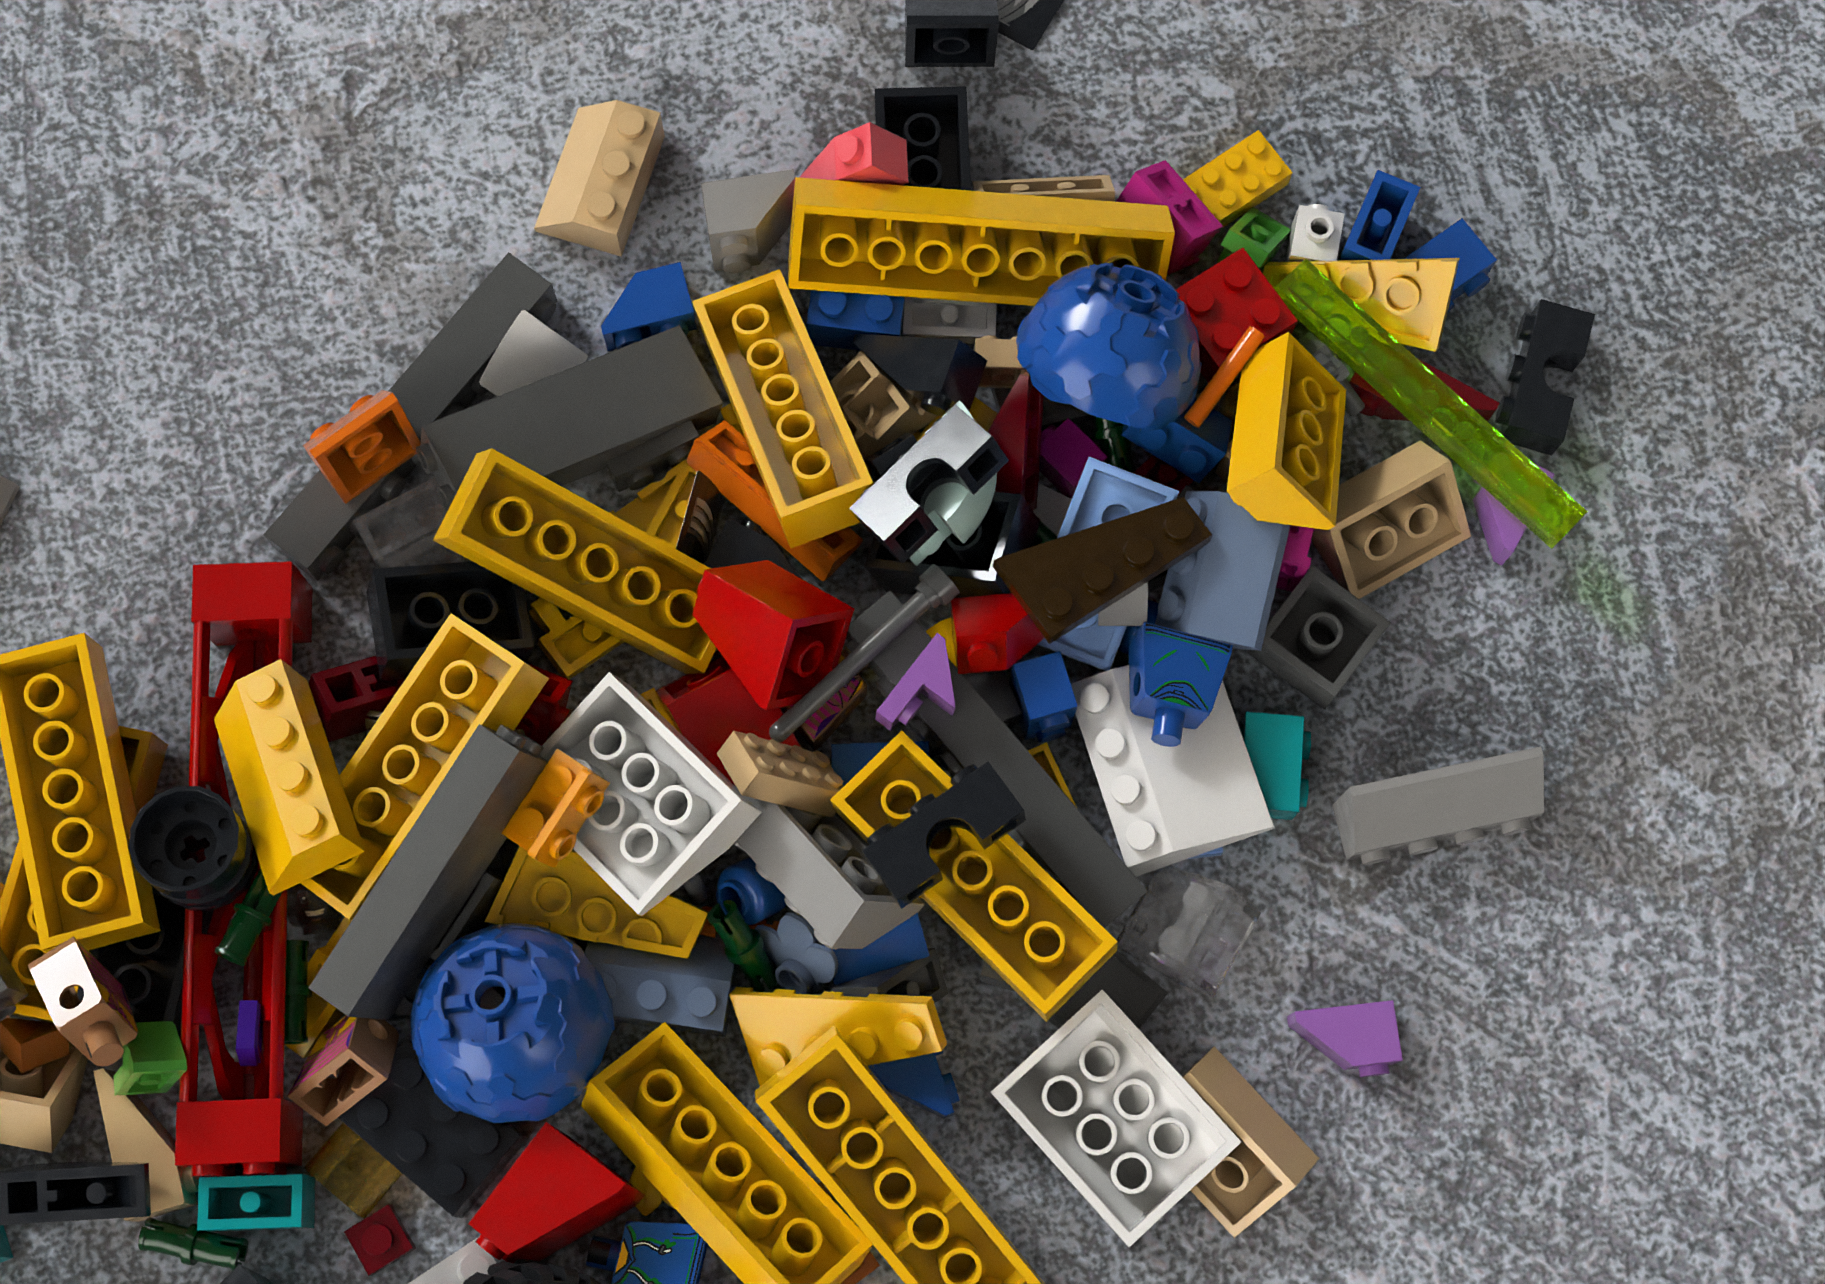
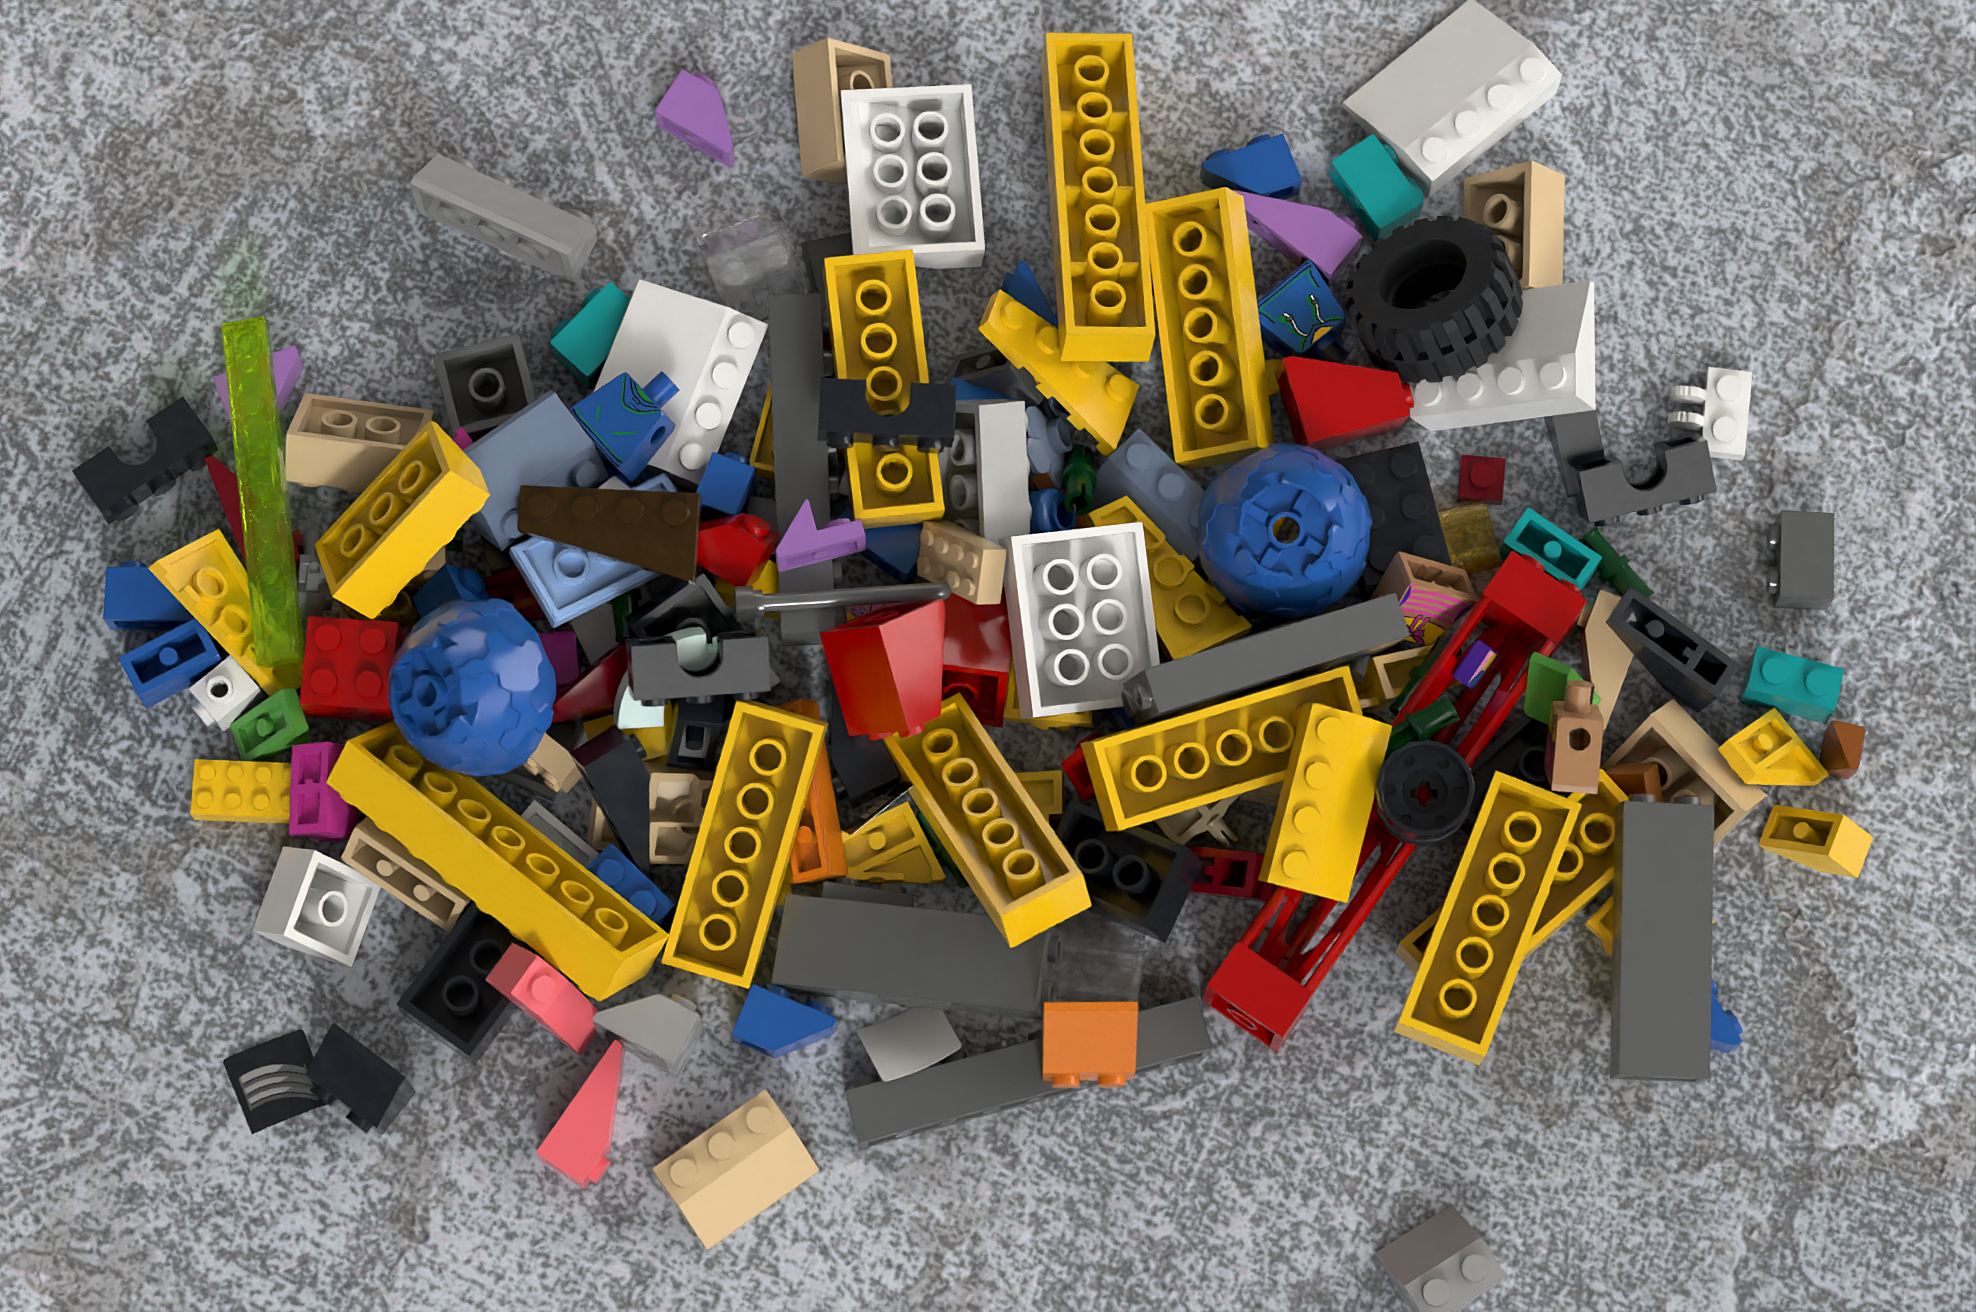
camera: 140 degrees left, 0 degrees up
(556, 809) = (1144, 643): light orange bracket -> none
(741, 115) = (585, 1130): none -> coral slope
(1099, 130) = (317, 906): none -> white slope
(1224, 376) = (399, 610): orange piece -> none

